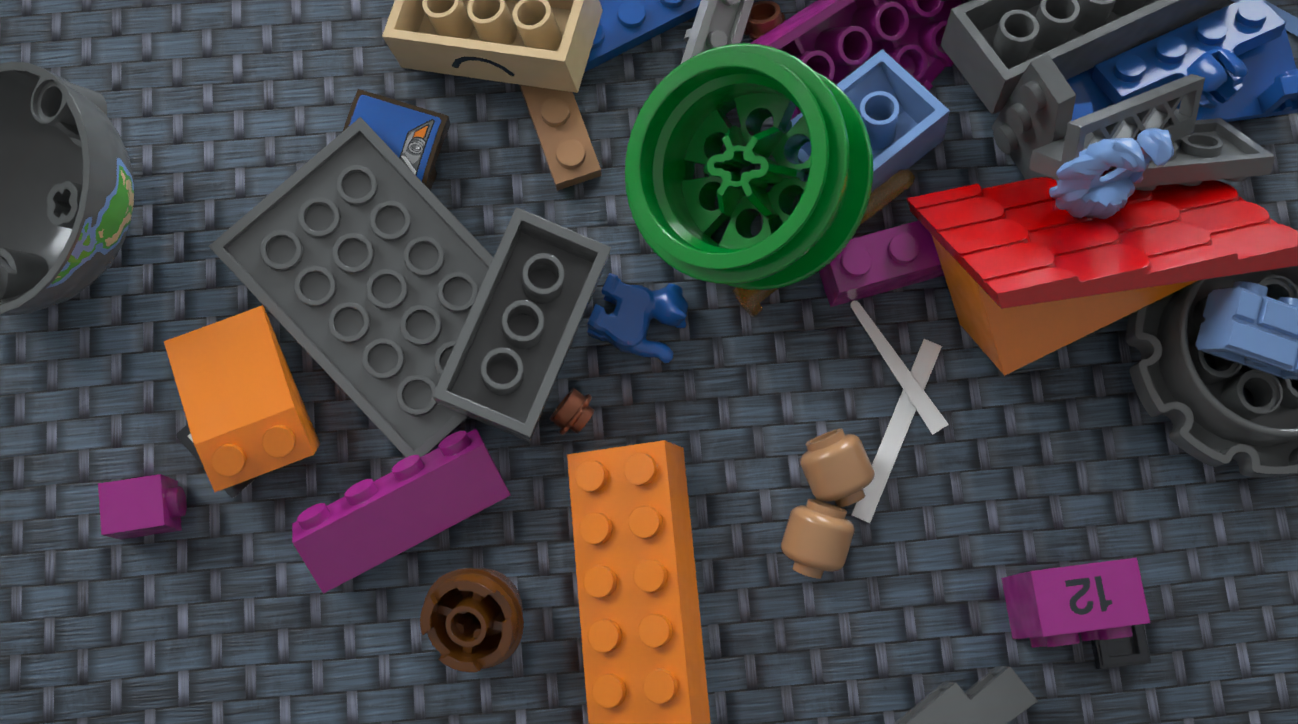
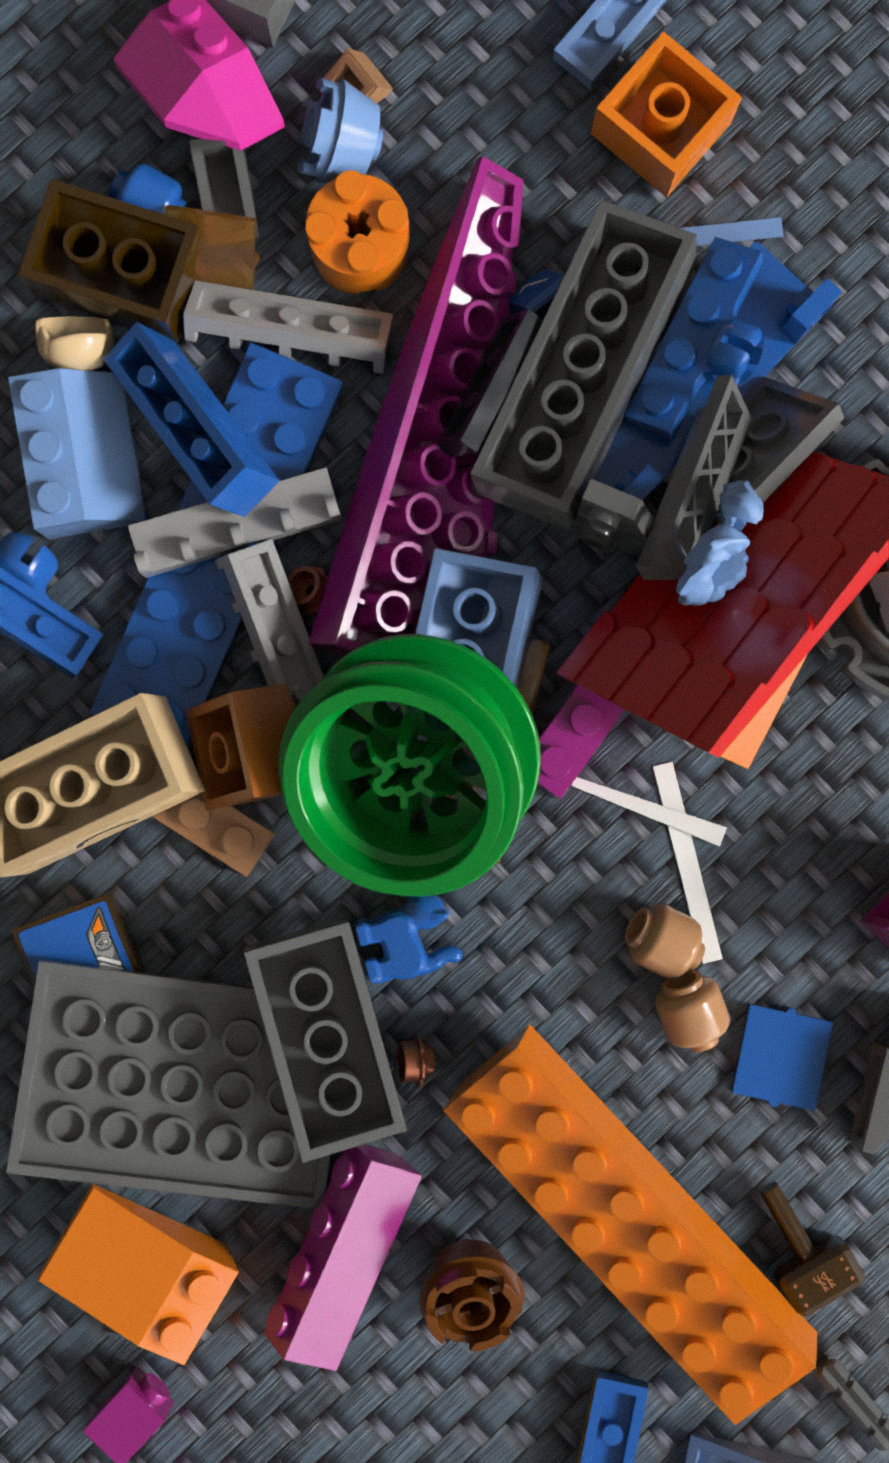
camera: 35 degrees left, 10 degrees up
(624, 77) = (239, 744): none -> dark orange brick
(860, 635) = (781, 1056): none -> blue piece

